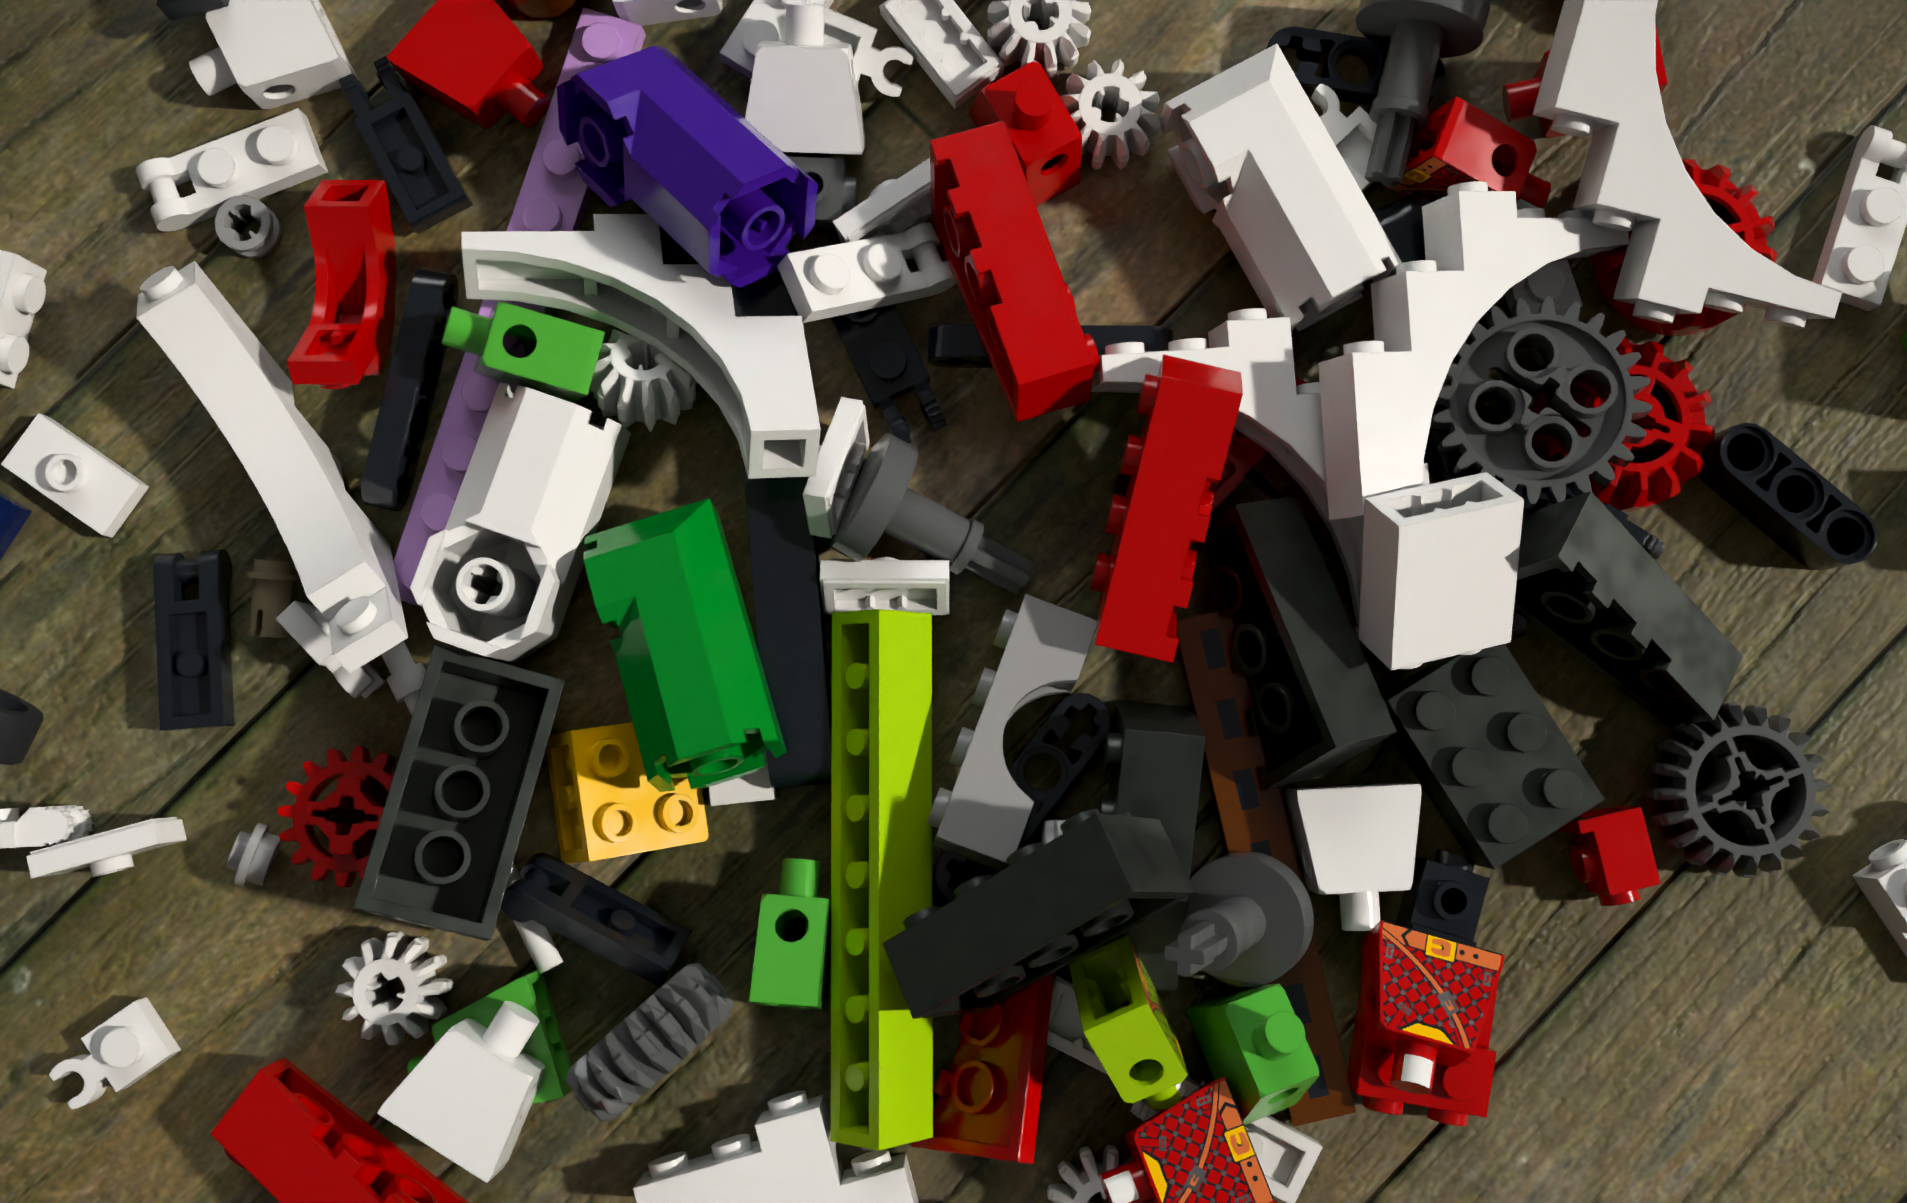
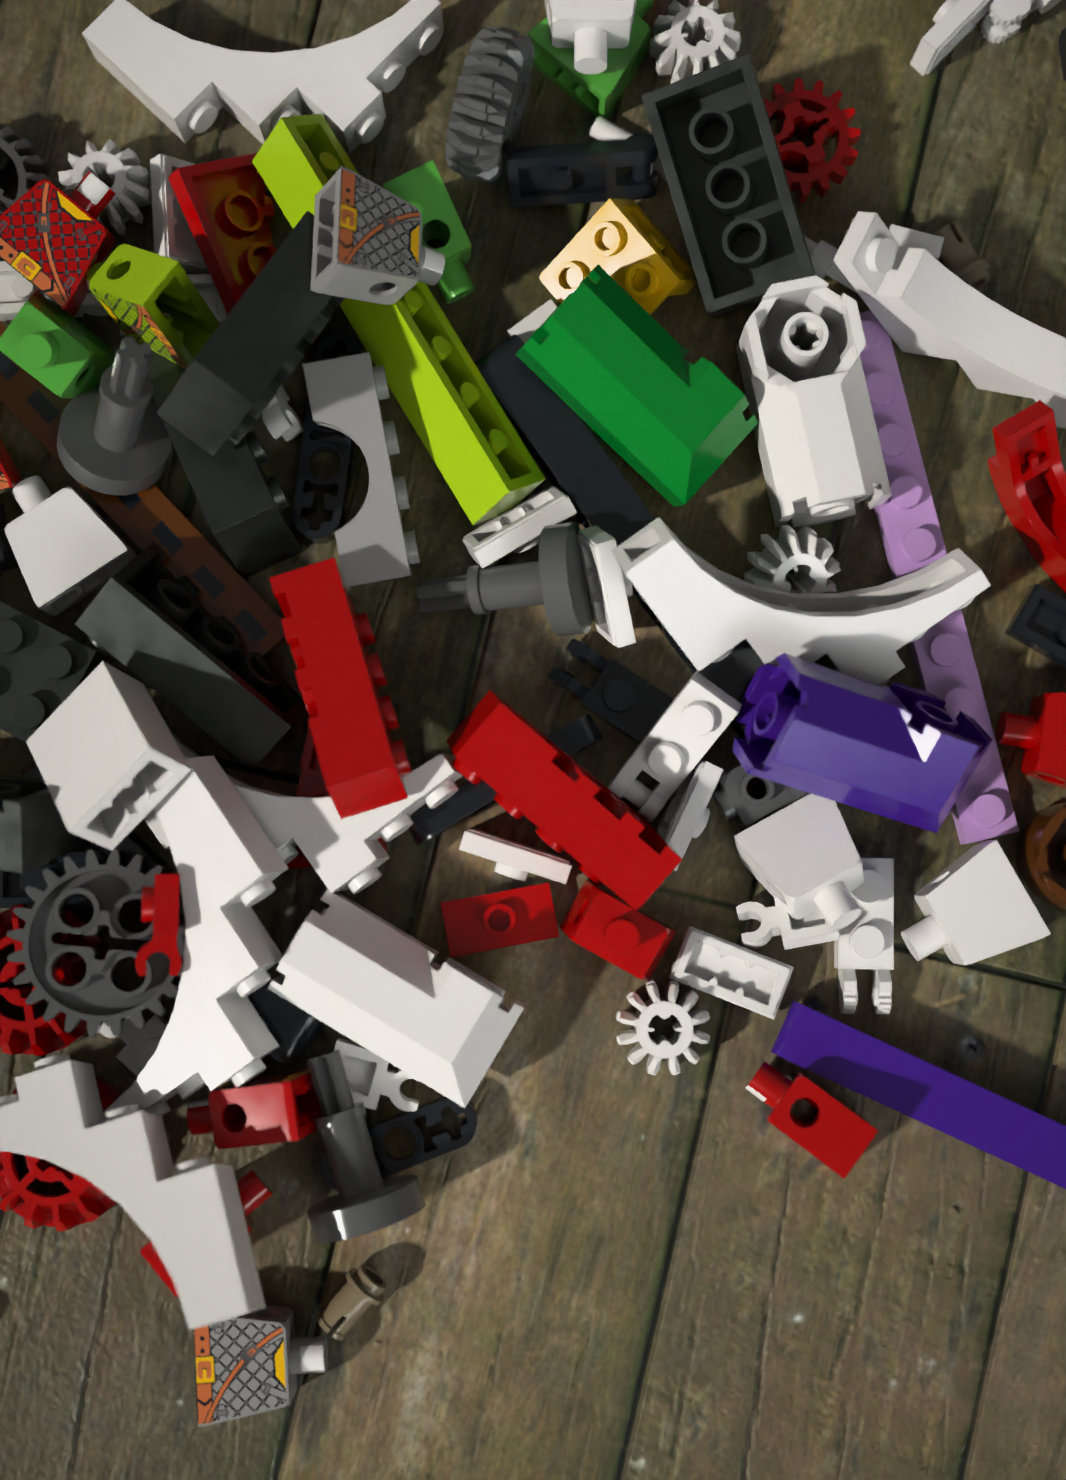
camera: 150 degrees right, 0 degrees up
(193, 641) = (995, 196): black plate -> none
(253, 856) = (853, 75): light grey plate -> none
(409, 391) = (959, 465): black beam -> none
(557, 352) = (862, 538): bright green torso -> none
(871, 943) = (368, 242): none -> light grey torso
(1062, 1105) = (170, 227): none -> white plate
(1087, 267) = (515, 858): none -> white plate
(1131, 113) = (557, 1003): white gear -> none
(1133, 219) = (499, 919): none -> red plate
(1467, 387) = (161, 908): none -> red plate

